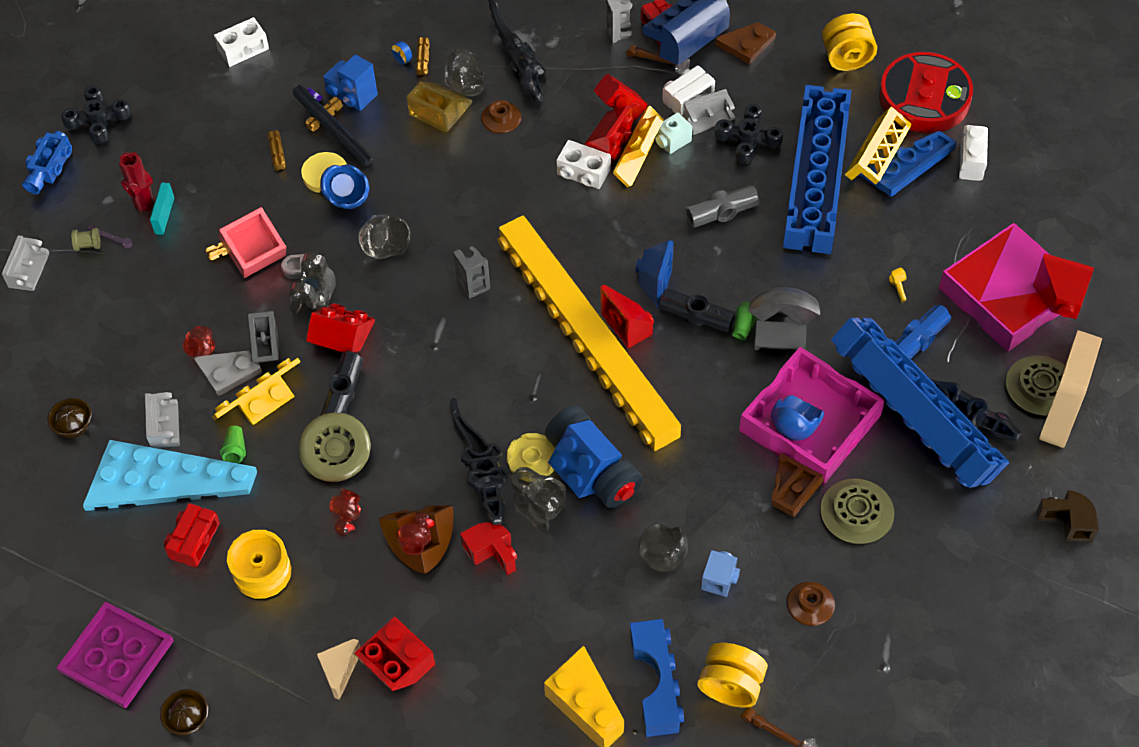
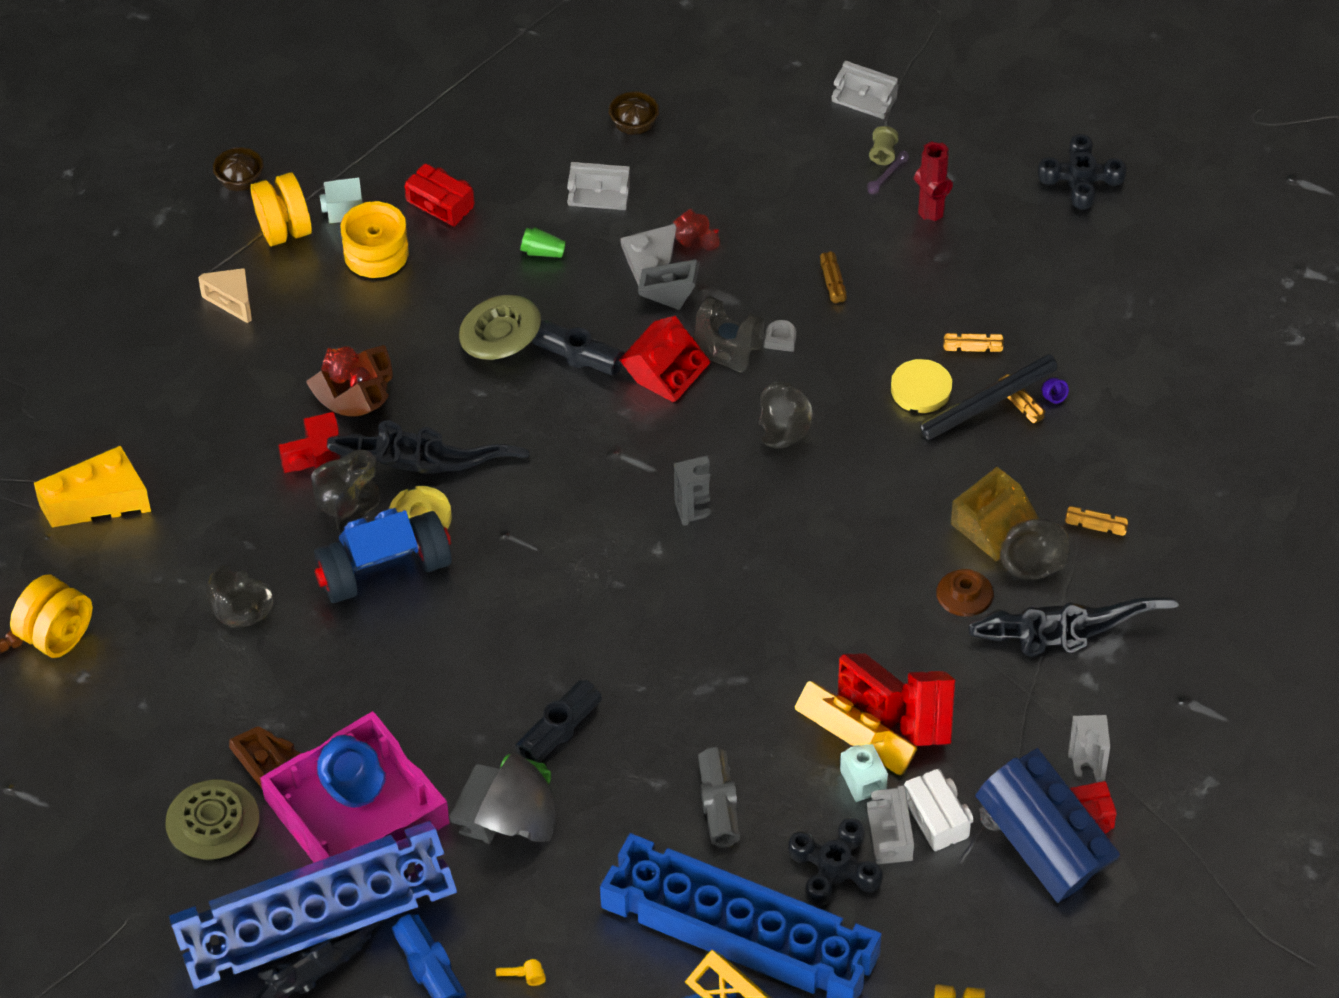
camera: 105 degrees right, 5 degrees down
(47, 161) = (1015, 117): blue brick -> none
(115, 654) = (328, 122): magenta plate -> none
(157, 476) = (528, 184): medium azure wing -> none
(162, 208) = (907, 217): teal tile -> none
(211, 609) = (340, 198): none -> light aqua brick
(241, 41) = (1171, 327): white brick -> none
(242, 645) = (281, 209): none -> yellow wheel
(252, 242) = (811, 285): coral piece -> none
(263, 398) = (596, 276): yellow bracket -> none
(344, 186) = (874, 388): blue piece -> none
(346, 506) = (416, 326): clear red animal -> none
(352, 82) = (1055, 425): blue brick -> none
(396, 655) = (217, 337): red slope -> none
(401, 52) = (1104, 495): blue tile -> none
(583, 164) = (833, 647): white brick -> none
(589, 334) = (572, 599): yellow brick -> none
(625, 317) = (570, 633): red slope -> none
(655, 270) = (626, 686): blue slope -> none
(659, 709) = (128, 565): blue arch -> none
(720, 573) = (187, 650): medium blue brick -> none
(747, 42) = (1019, 918): reddish brown wing -> none
(807, 612) = (119, 749): reddish brown piece -> none

